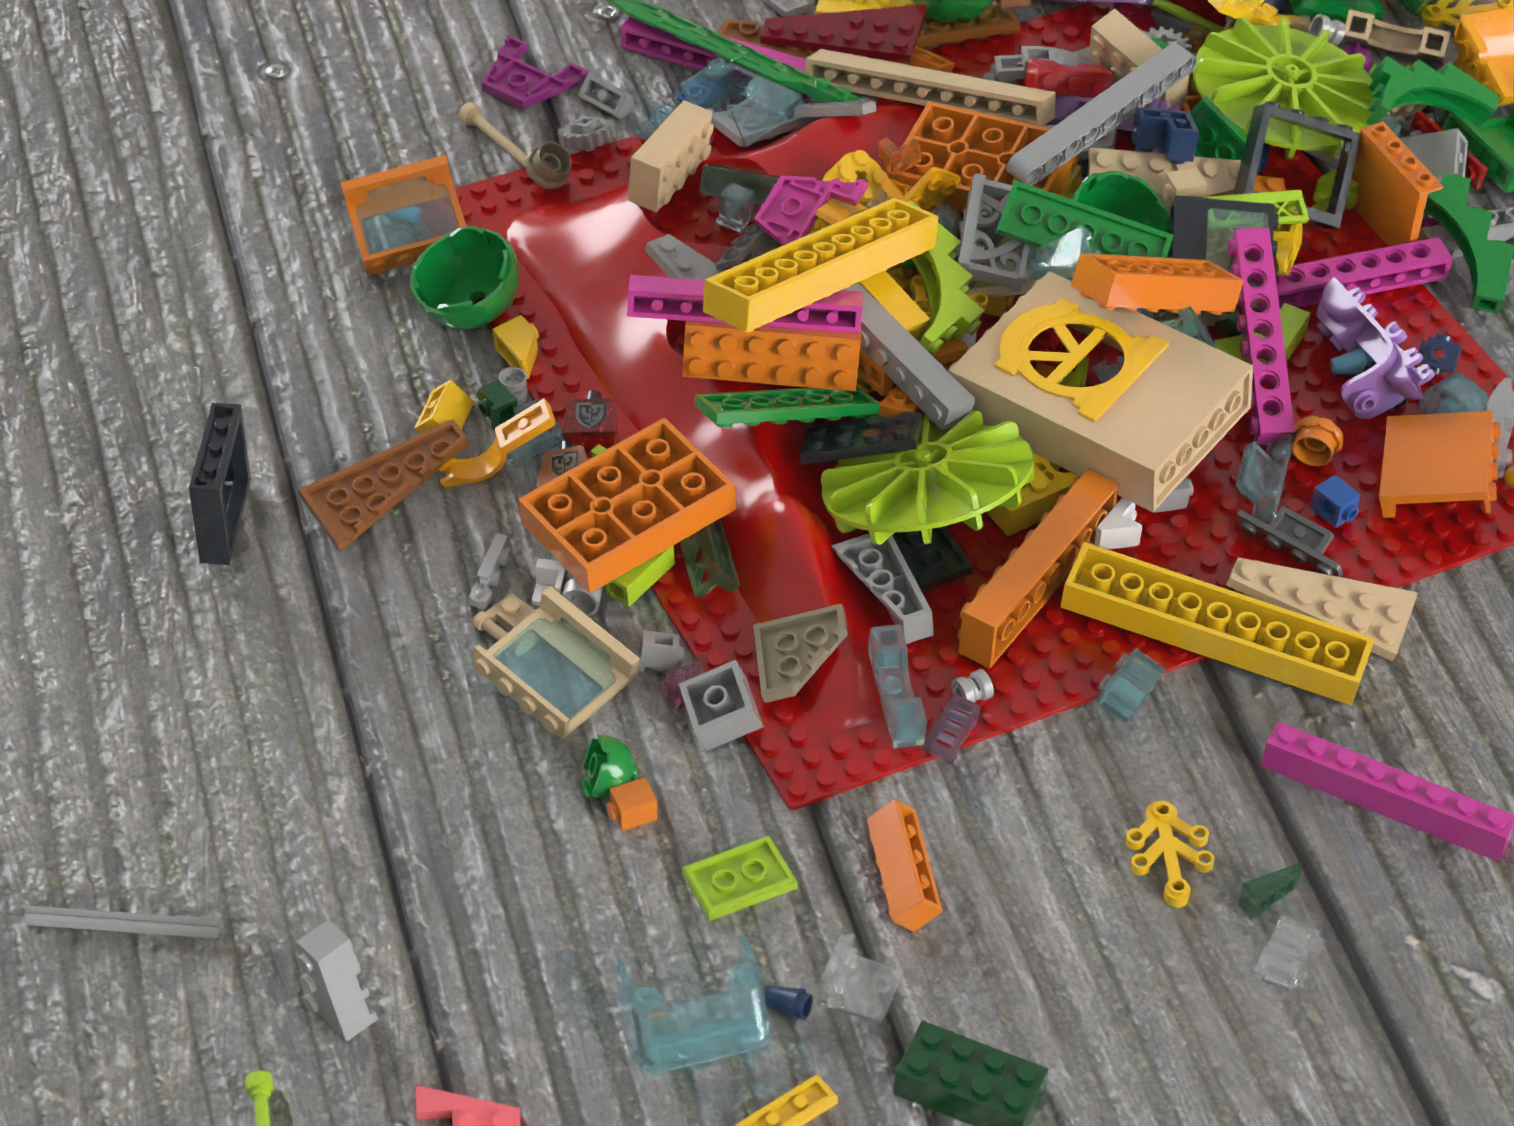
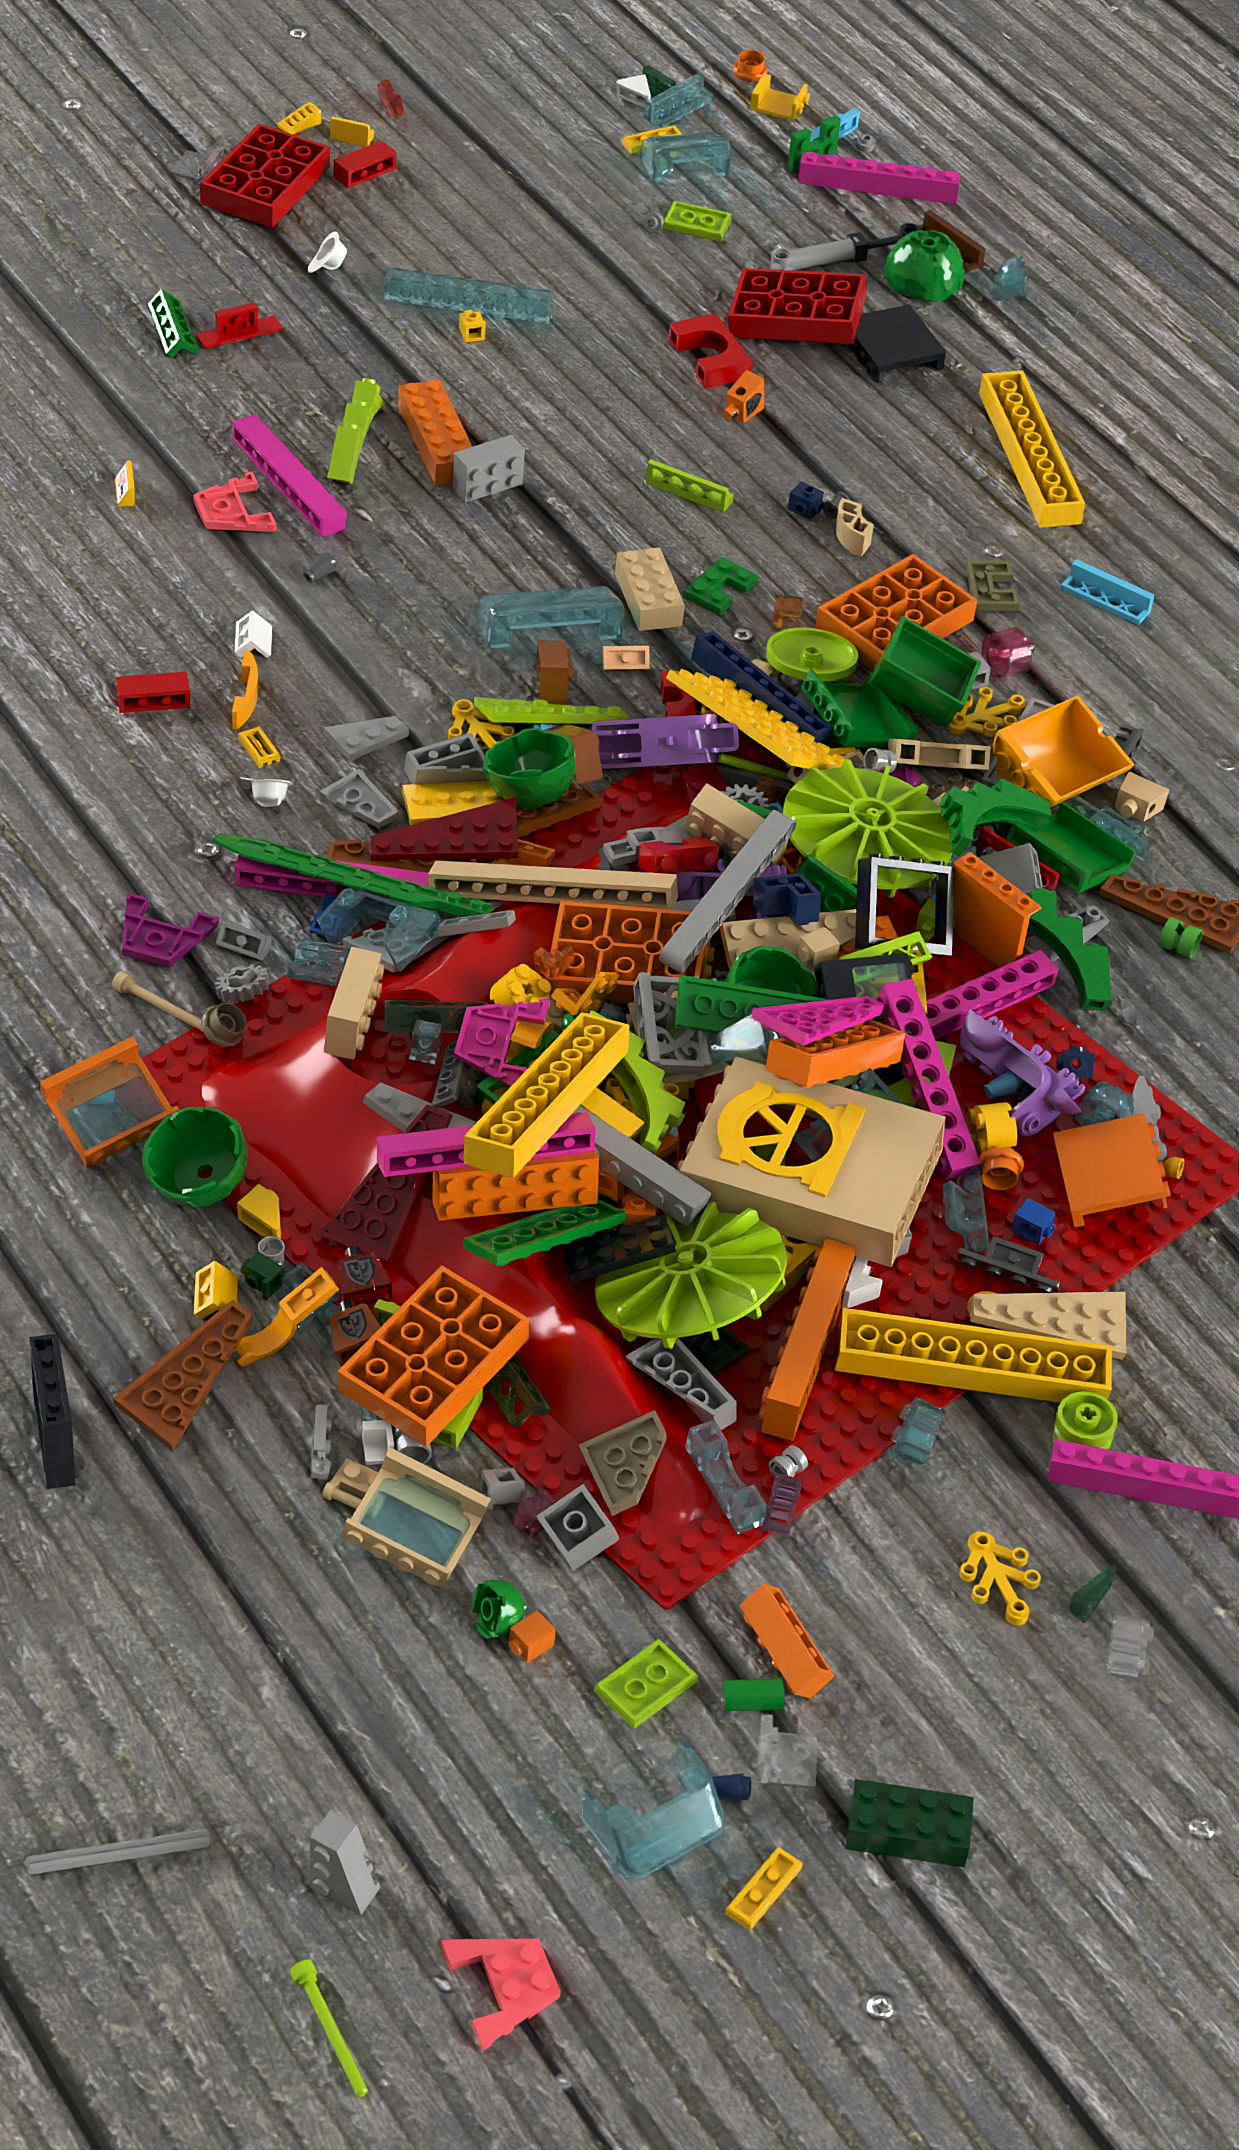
camera: 20 degrees left, 0 degrees up
(635, 354) = (383, 1205): none -> dark red wing
(849, 913) = (753, 1694): none -> green brick
(1138, 245) = (817, 1019): none -> dark pink wing
(1320, 396) = (992, 1126): none -> yellow brick
(1323, 710) = (1086, 1420): none -> lime wheel

